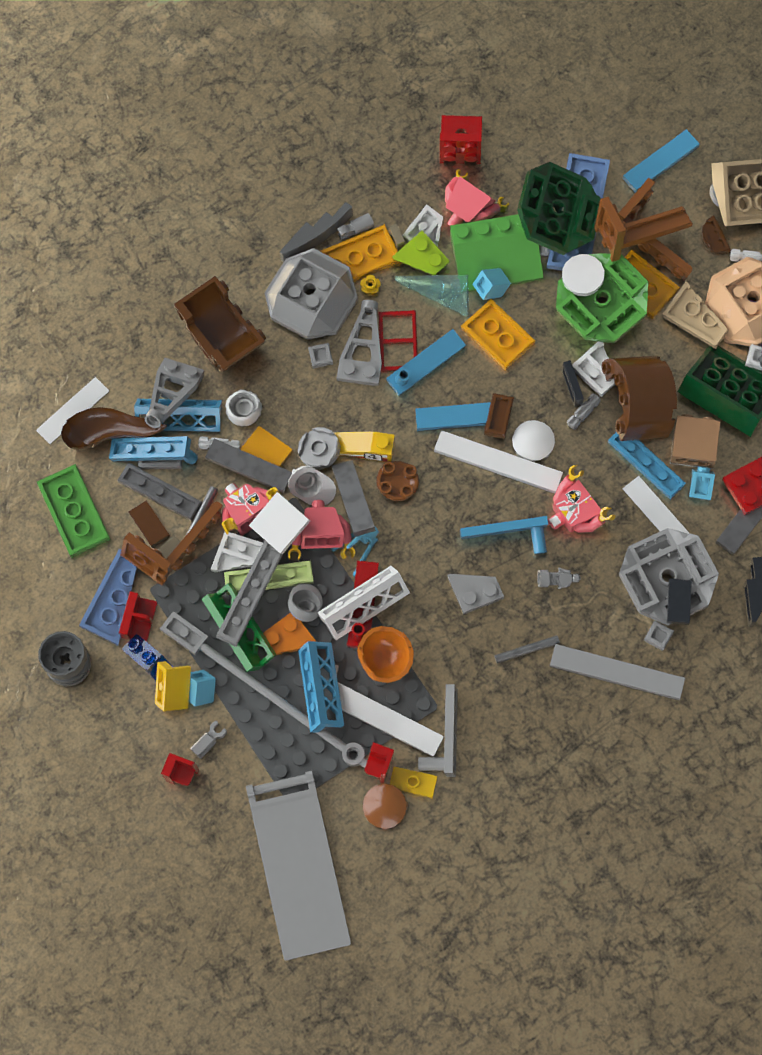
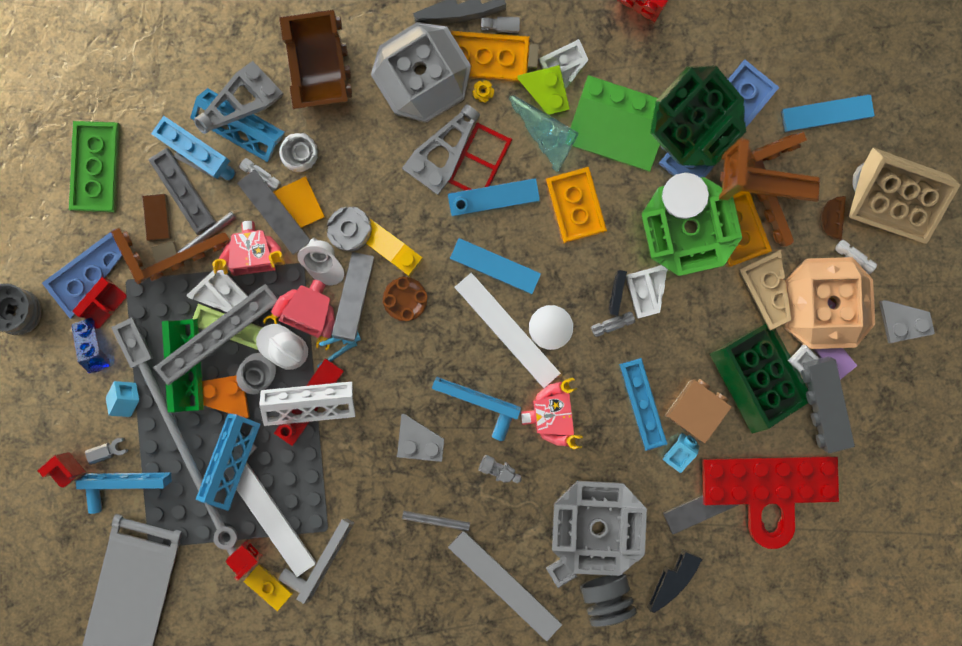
camera: 20 degrees right, 15 degrees up
(81, 401) = (143, 66): white sticker -> none
(102, 424) = (157, 97): reddish brown animal -> none
(172, 686) = (95, 388): yellow panel -> none
(211, 771) = (95, 481): none -> dark azure piece
(279, 523) = (266, 290): white tile -> none
(315, 569) = (282, 346): none -> white piece
(320, 355) = (399, 136): light grey tile -> none
(384, 806) = (230, 597): dark orange dish -> none
(385, 654) = (300, 465): orange cylinder -> none
(469, 202) = (620, 58): coral torso -> none
(491, 283) = (596, 153): medium azure panel -> none
(498, 416) = (531, 287): reddish brown tile -> none
(645, 394) = (677, 343): reddish brown cylinder -> none
(652, 506) = (626, 453): white sticker -> none
(679, 601) = (593, 560): black tile -> none
(711, 631) = (609, 604): none -> dark grey wheel

